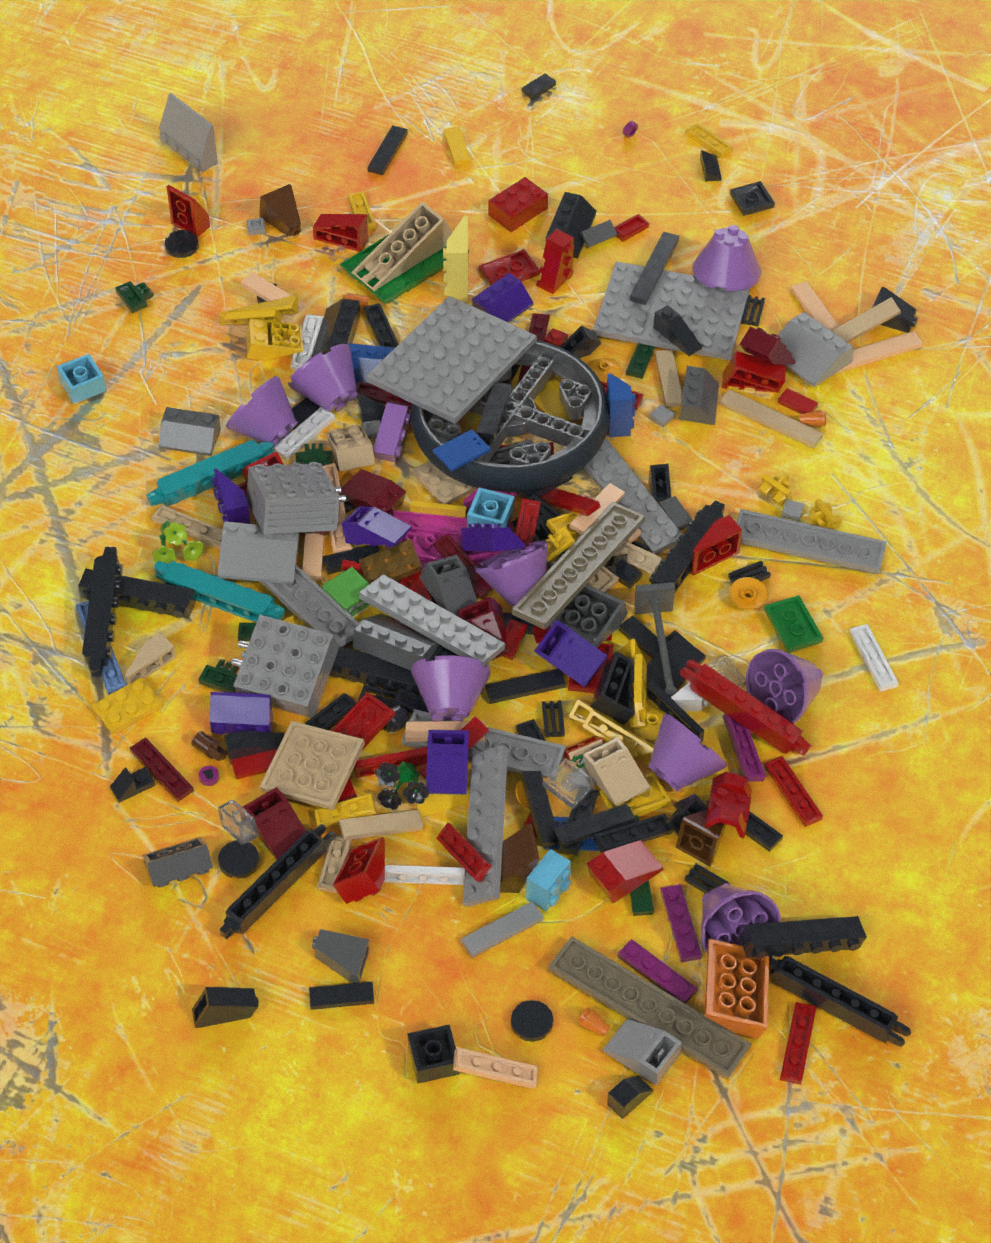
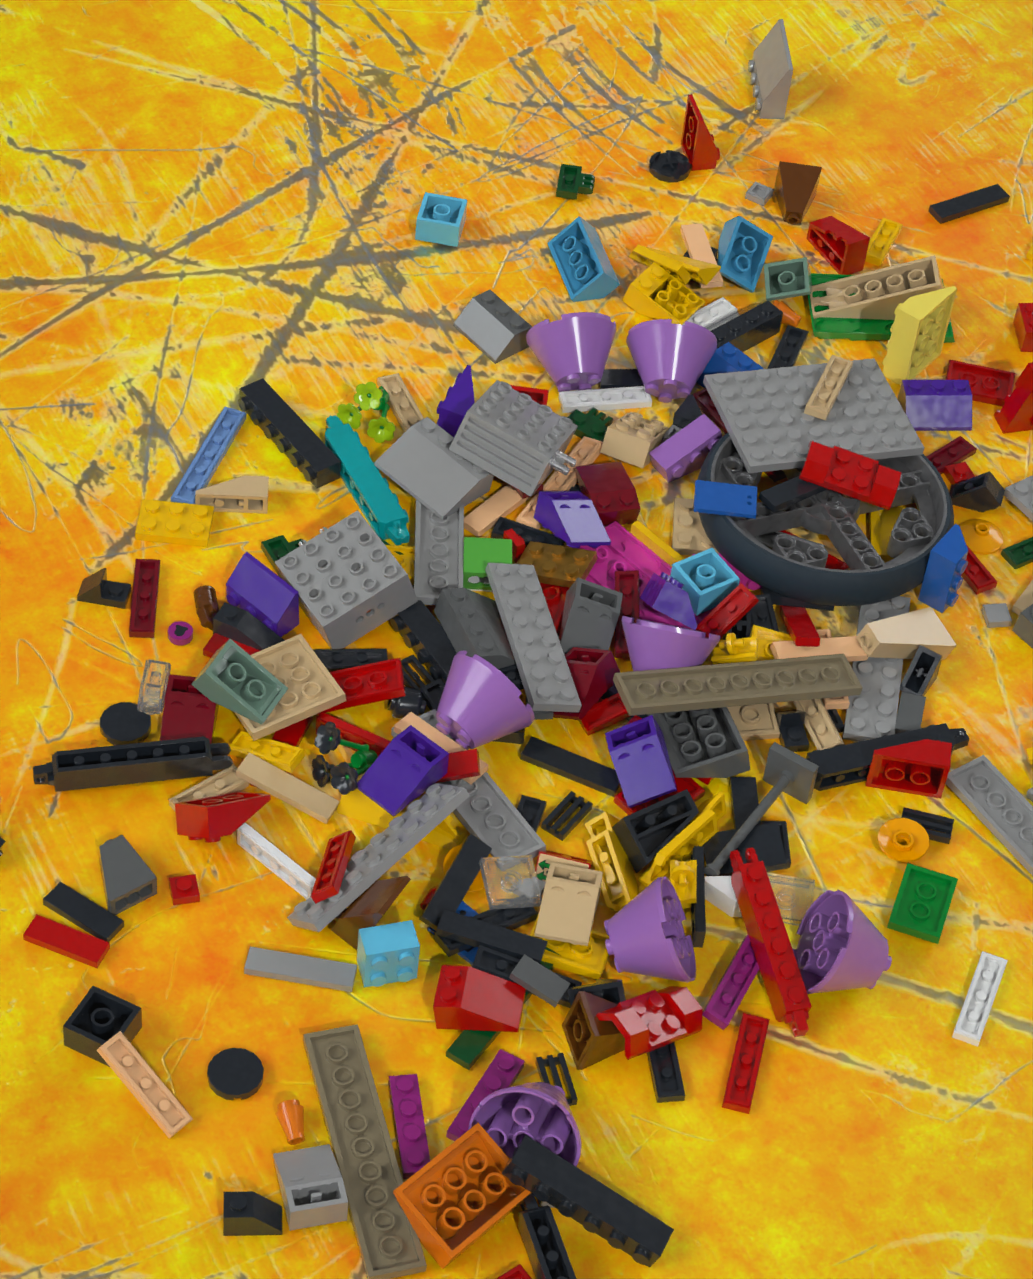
camera: 35 degrees right, 5 degrees down
(101, 611) = (233, 422): black hinge -> none
(178, 862) = (65, 685): dark grey slope -> none
(198, 348) = (583, 262): none -> dark azure slope
(199, 476) = (442, 368): teal hinge -> none
(292, 274) = (743, 252): none -> dark azure slope
(295, 780) = (240, 683): none -> sand green slope
(340, 276) = (787, 279): none -> sand green slope
(350, 1020) = (66, 941): none -> red tile
(384, 934) = (184, 889): none -> red plate
(447, 334) = (828, 387): none -> tan tile
(517, 382) = (850, 474): none -> red piece
(635, 464) = (903, 635): none -> tan slope
(646, 830) = (539, 980): none -> dark grey tile
(660, 705) = (684, 880): none -> yellow hips

